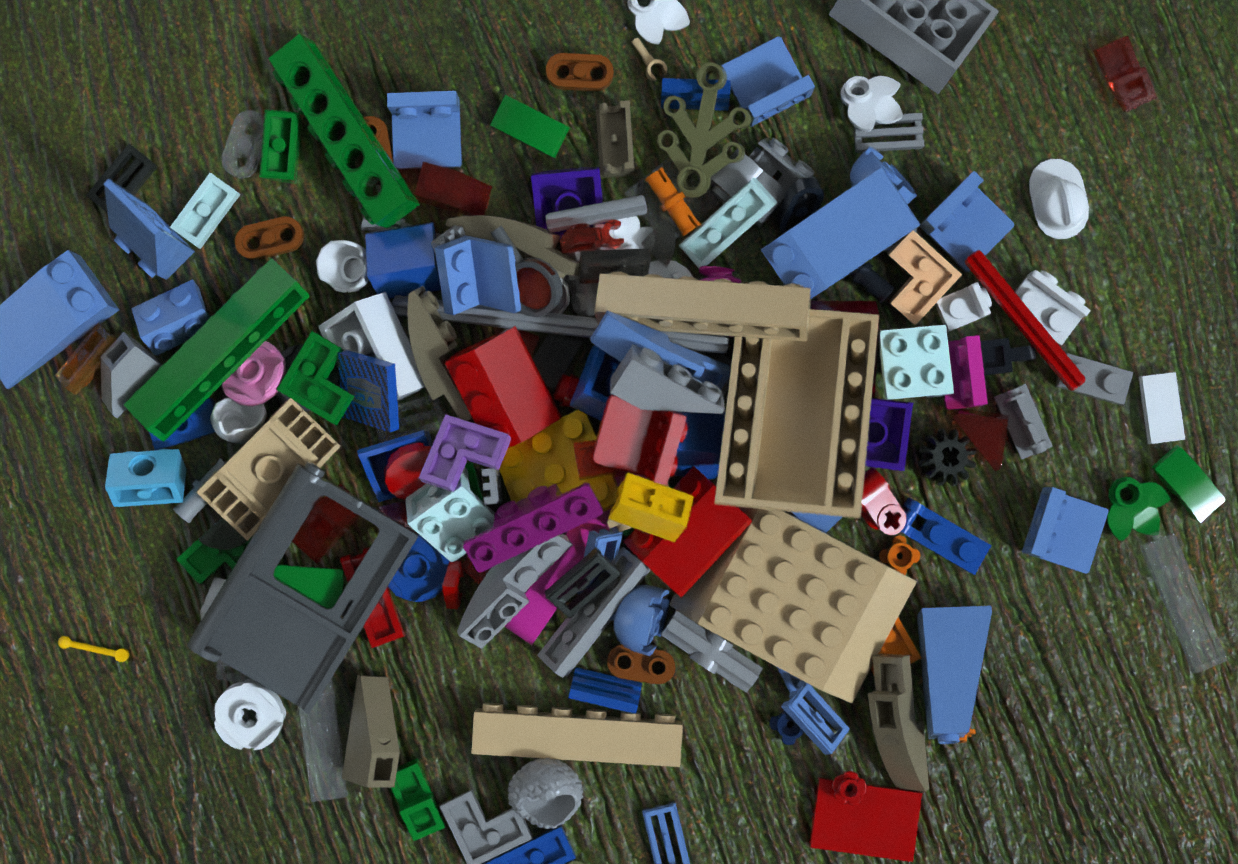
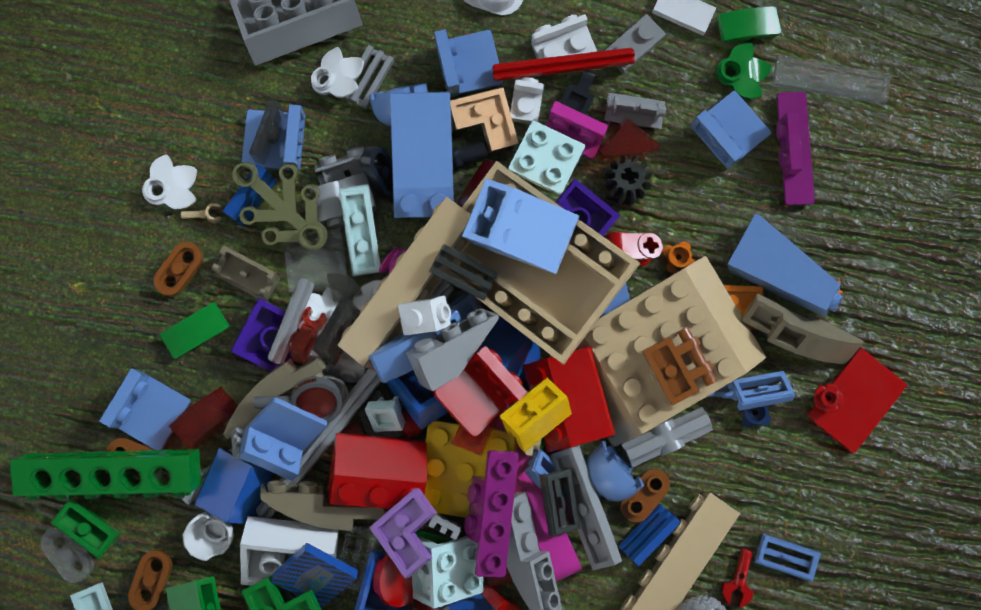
camera: 65 degrees left, 5 degrees down
(562, 362) = (385, 415): none -> light aqua tile
(616, 806) = (739, 581): none -> red bar
(672, 201) = (318, 260): orange pin -> none
(679, 340) = (424, 315): none -> white bracket
(747, 380) = (485, 283): none -> pearl dark grey tile
(768, 71) = (267, 133): none -> clear smoke plate
(776, 614) = (671, 370): none -> dark orange plate
(824, 378) = (520, 226): none -> light blue slope
(944, 537) = (685, 217): blue plate -> none
(1087, 607) = (795, 148): none -> magenta bracket

